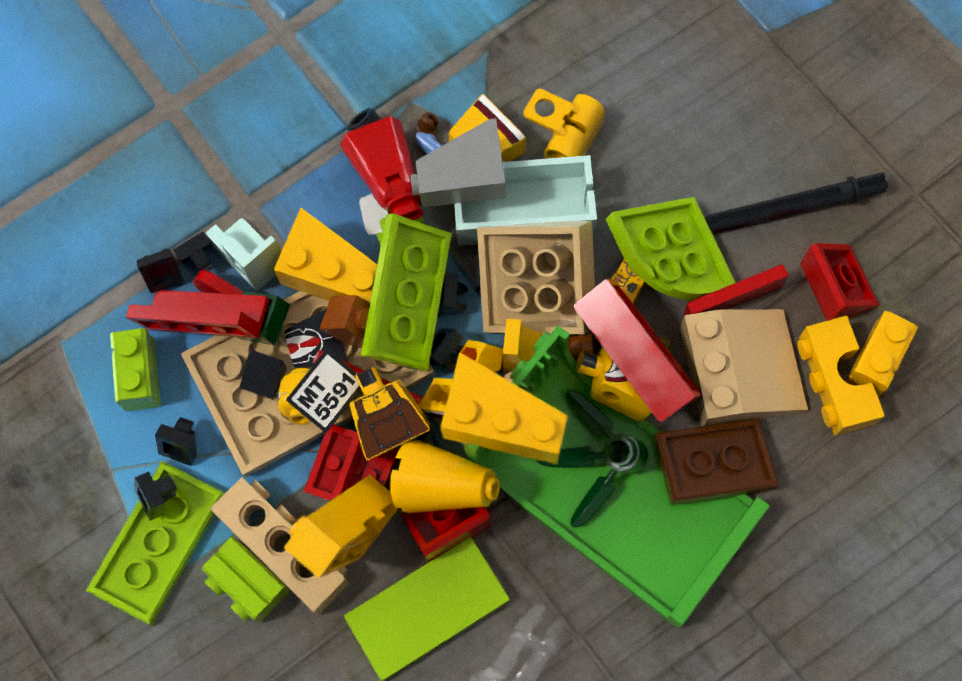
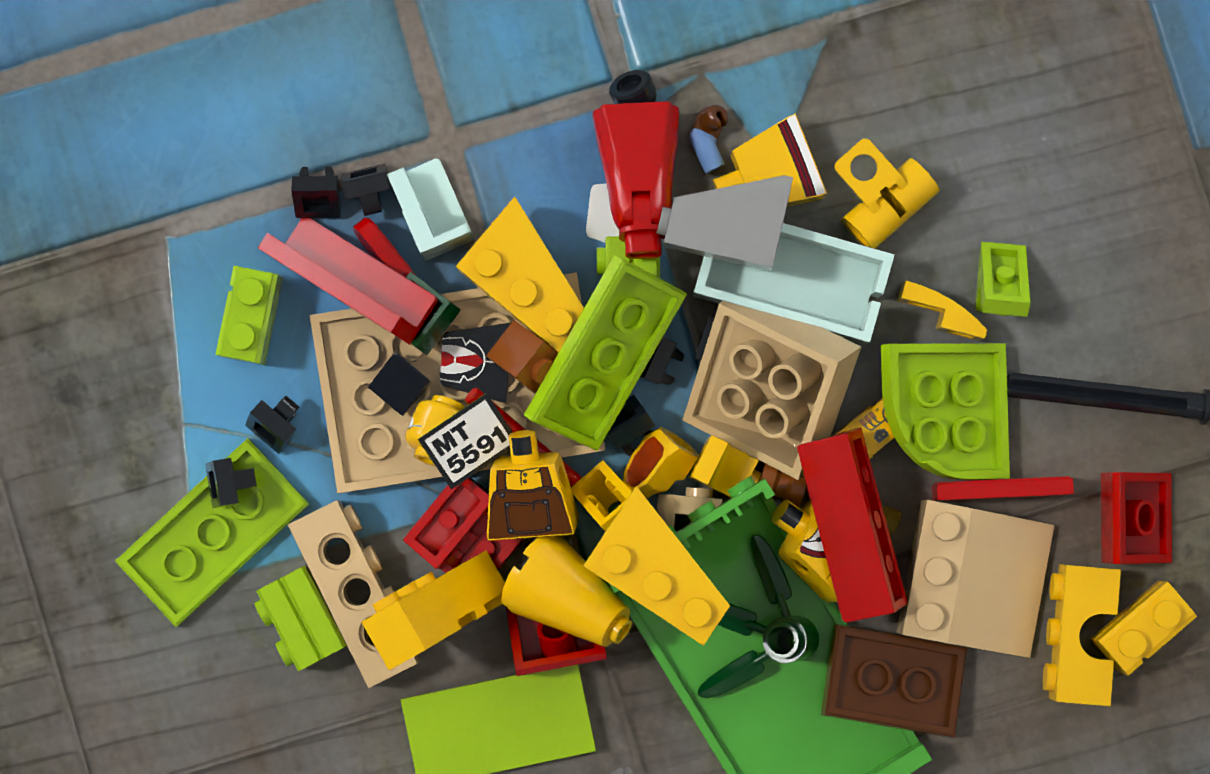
camera: 10 degrees right, 15 degrees up
(648, 189) = (952, 316): none -> yellow slope
(674, 158) = (1002, 280): none -> lime slope

